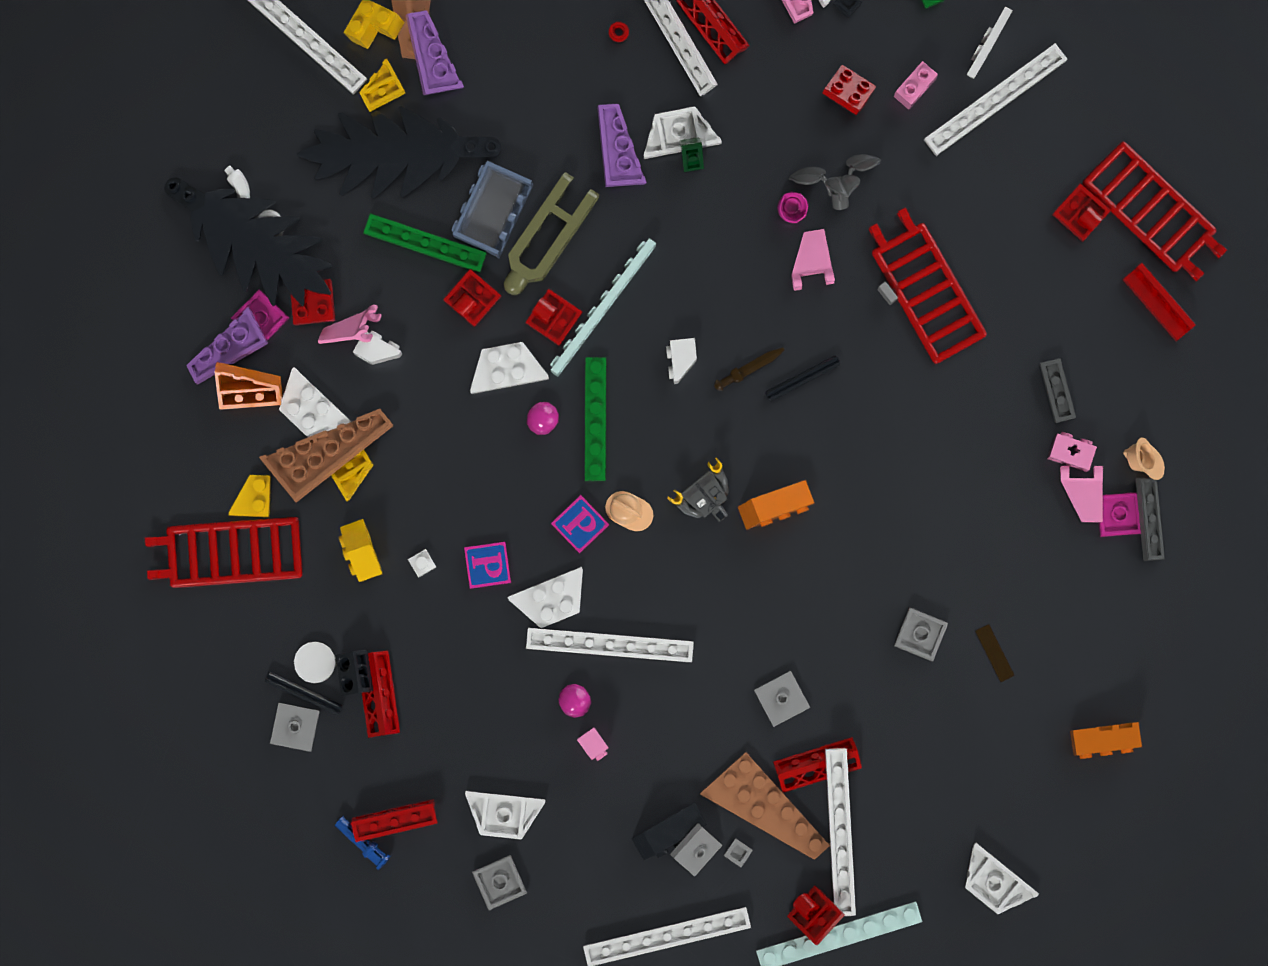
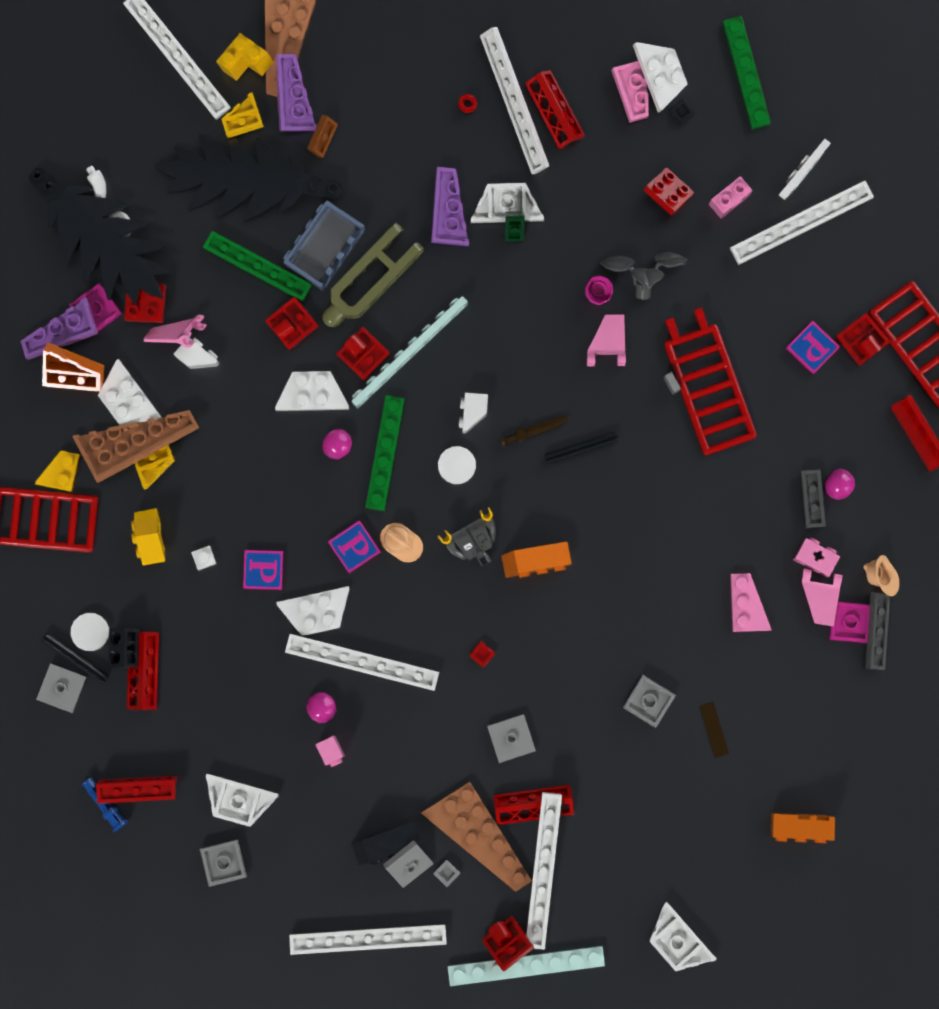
camera: 10 degrees right, 0 degrees up
(470, 92) = (322, 136): none -> dark orange plate
(674, 419) = (456, 465): none -> white tile
(735, 615) = (482, 654): none -> red tile
(1006, 515) = (746, 605): none -> bright pink wing
(1030, 230) = (812, 347): none -> tile
(1083, 370) = (839, 484): none -> dark pink hair

